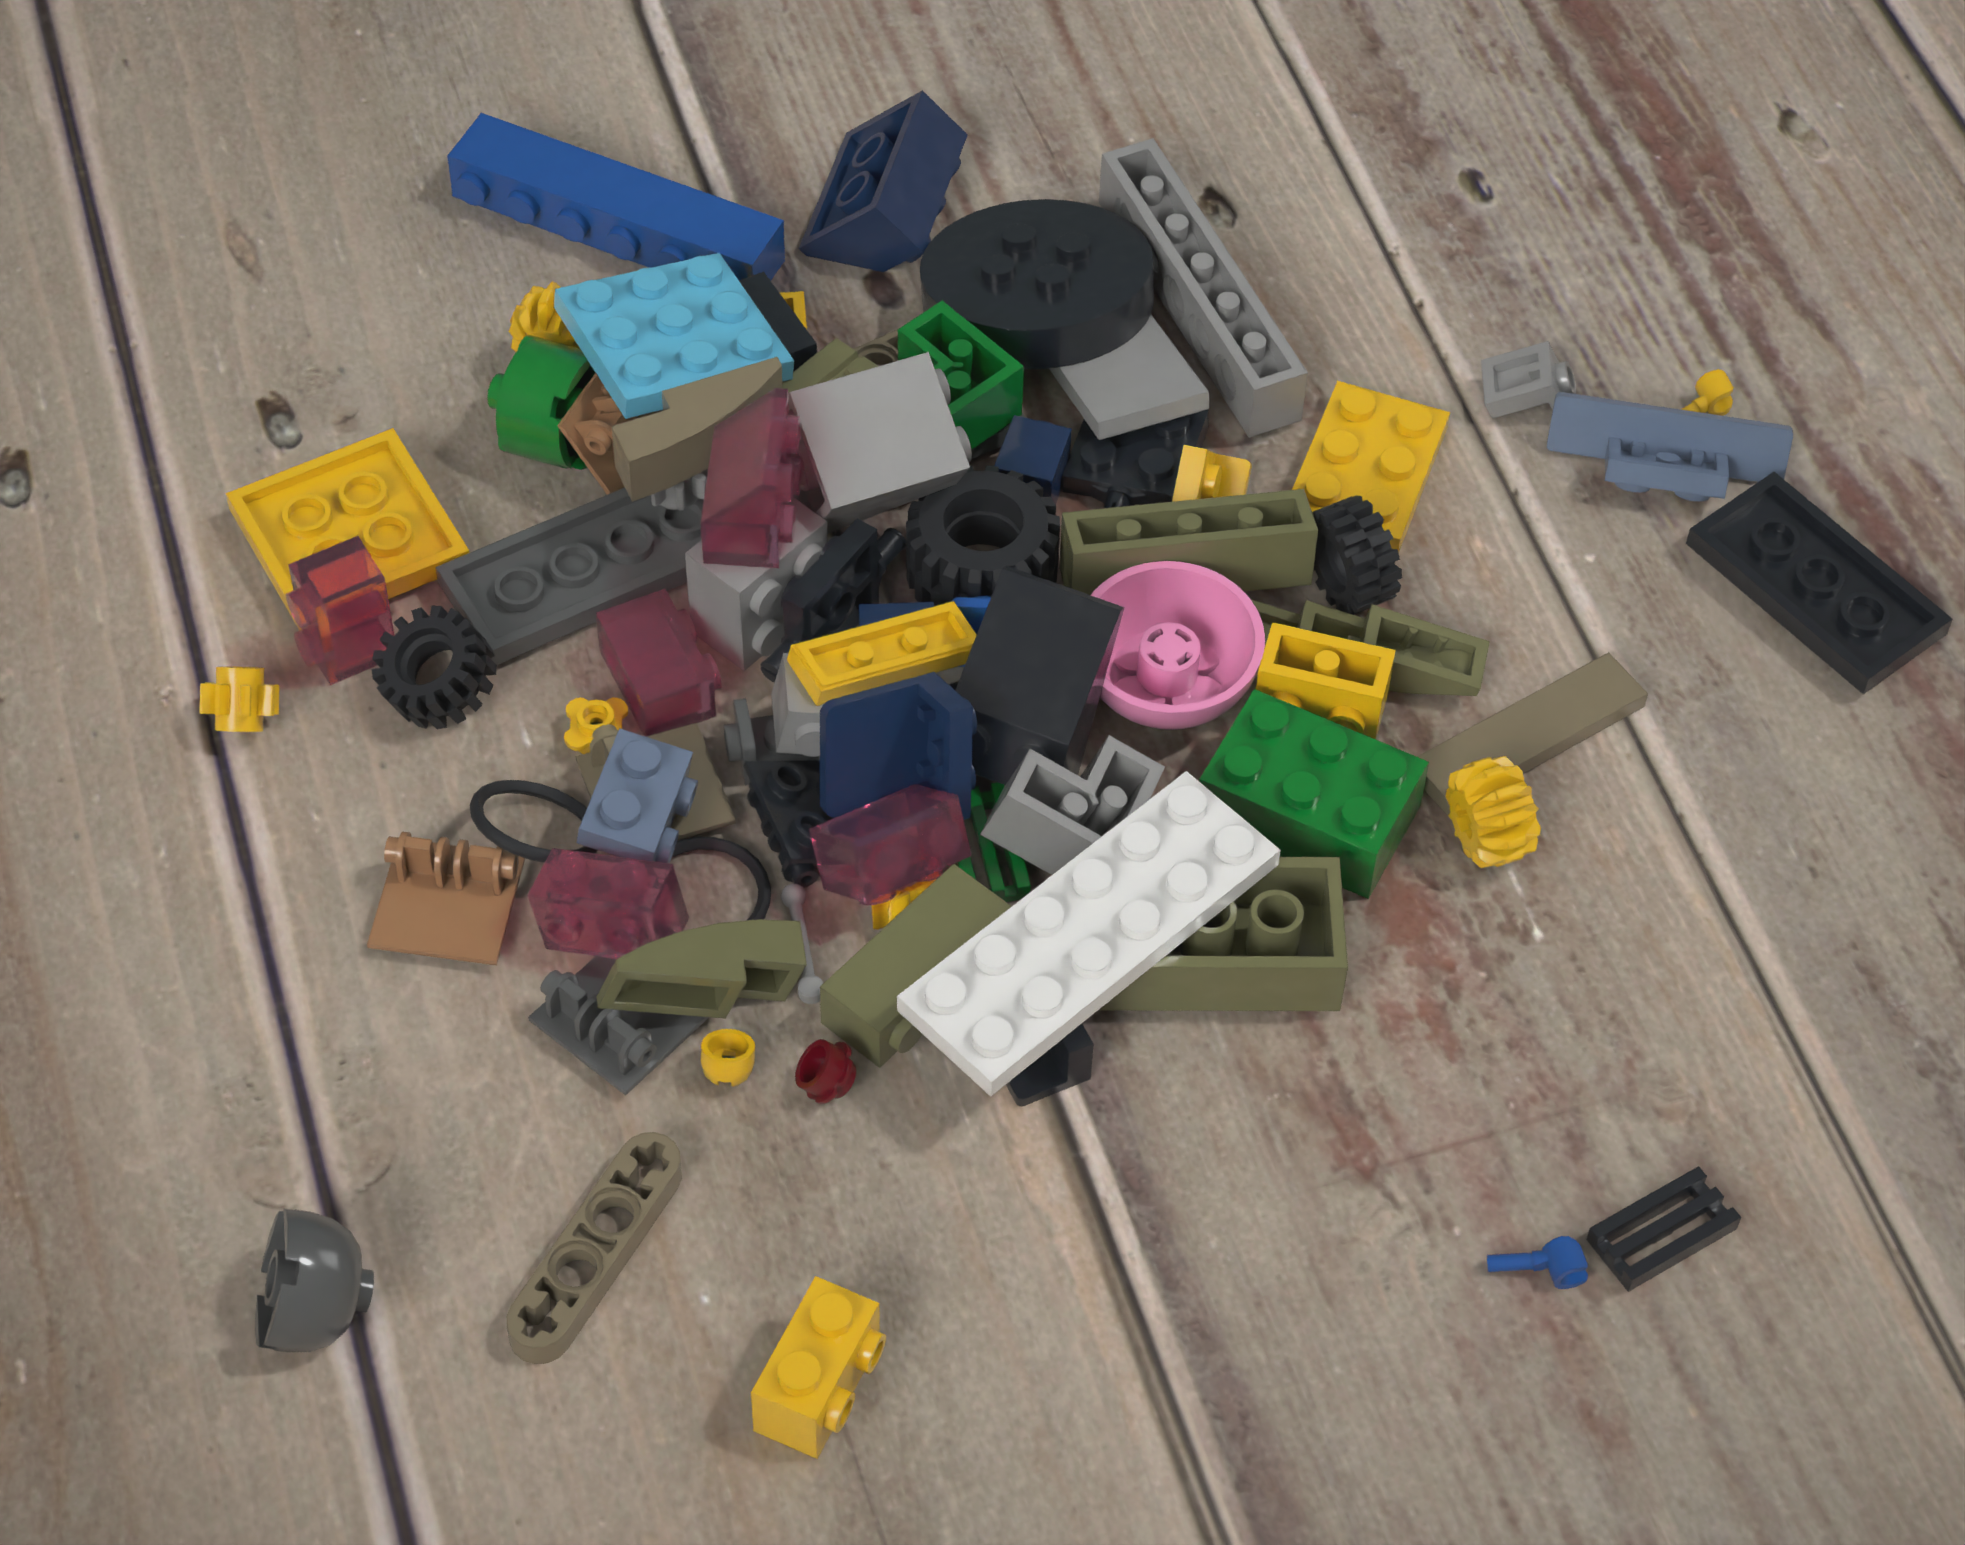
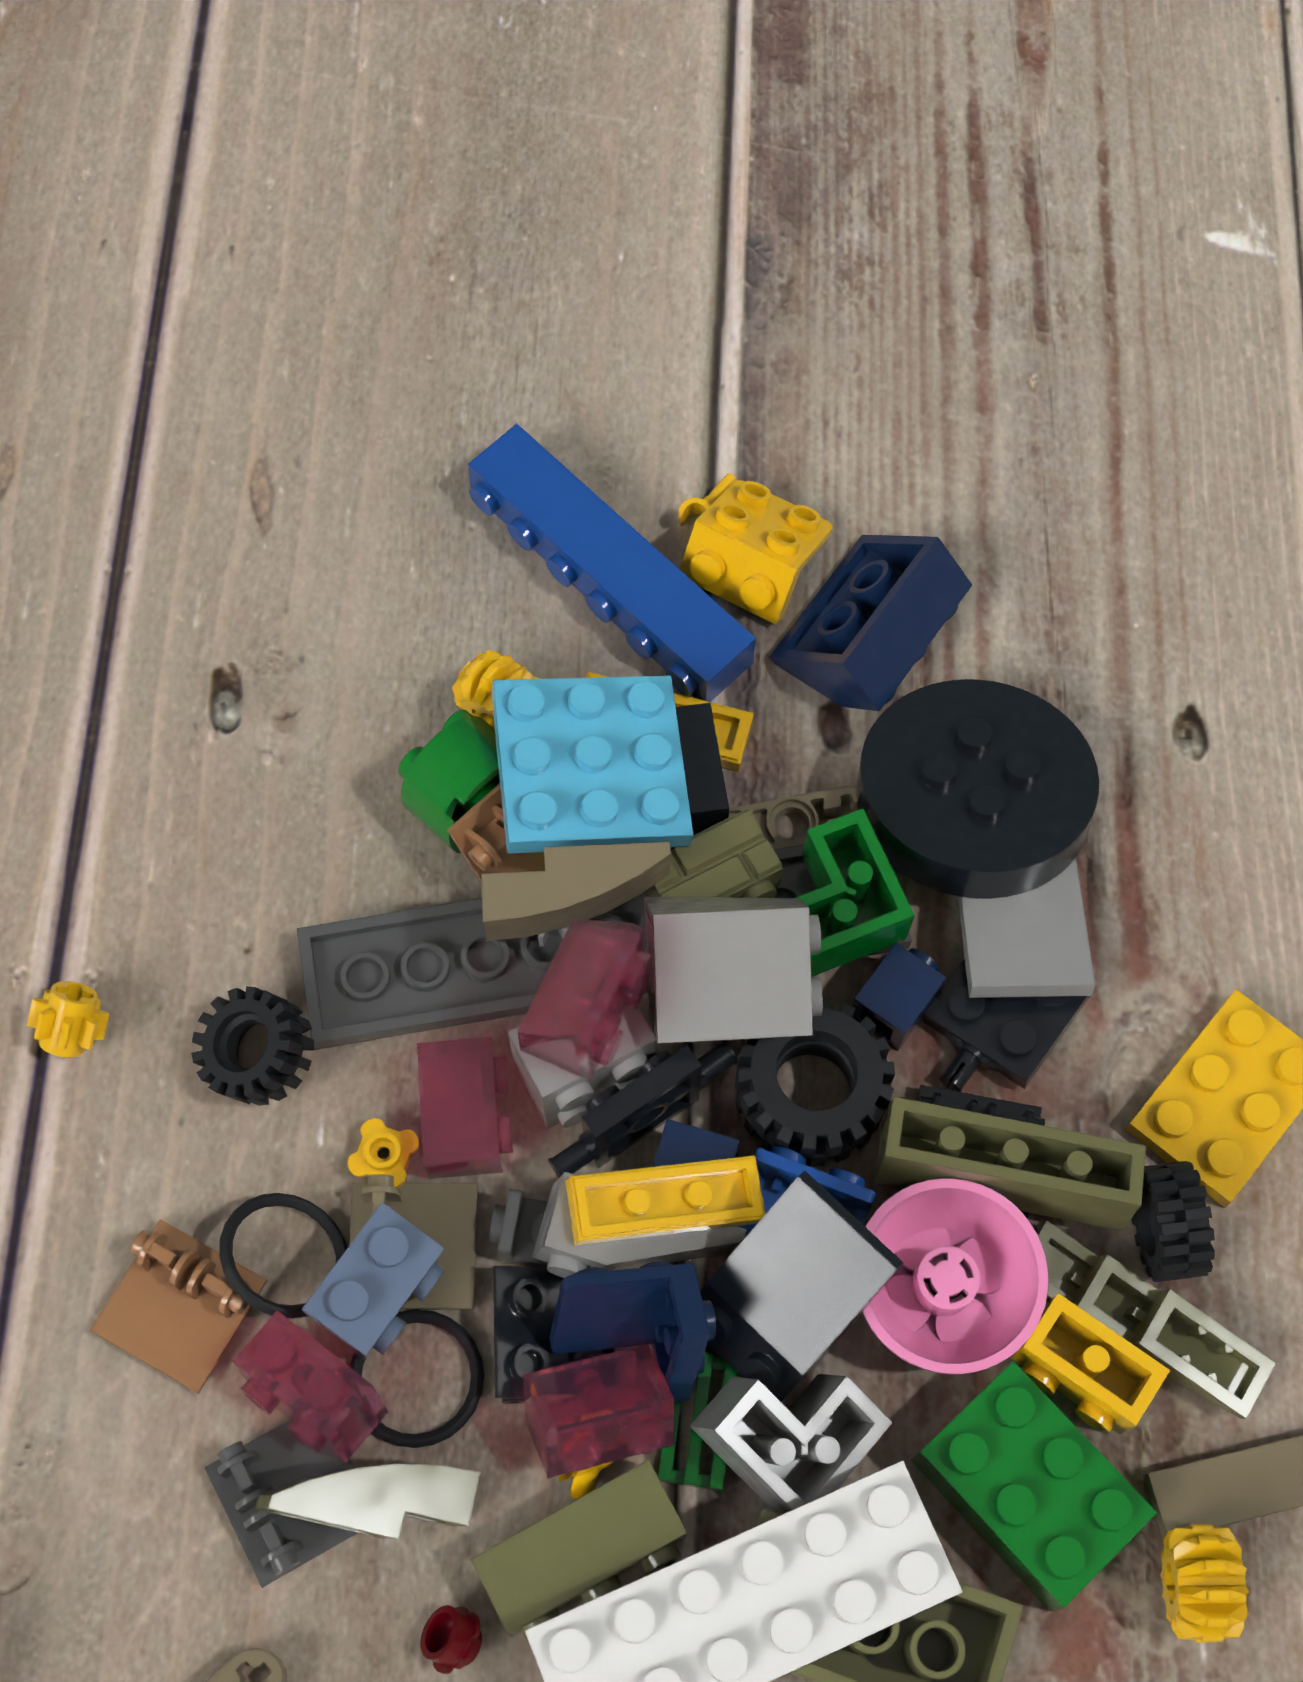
camera: 20 degrees right, 15 degrees up
(340, 608) = (183, 960): clear pink brick -> none
(348, 493) = (235, 853): yellow plate -> none
(687, 146) = (698, 506): none -> yellow hand
(727, 1043) = (354, 1578): yellow hinge -> none
(750, 162) = (753, 548): none -> yellow bracket
(809, 985) = (498, 1414): light grey hinge -> none
(1206, 290) = (1138, 845): light grey brick -> none
(1210, 475) = (1065, 1075): yellow bracket -> none

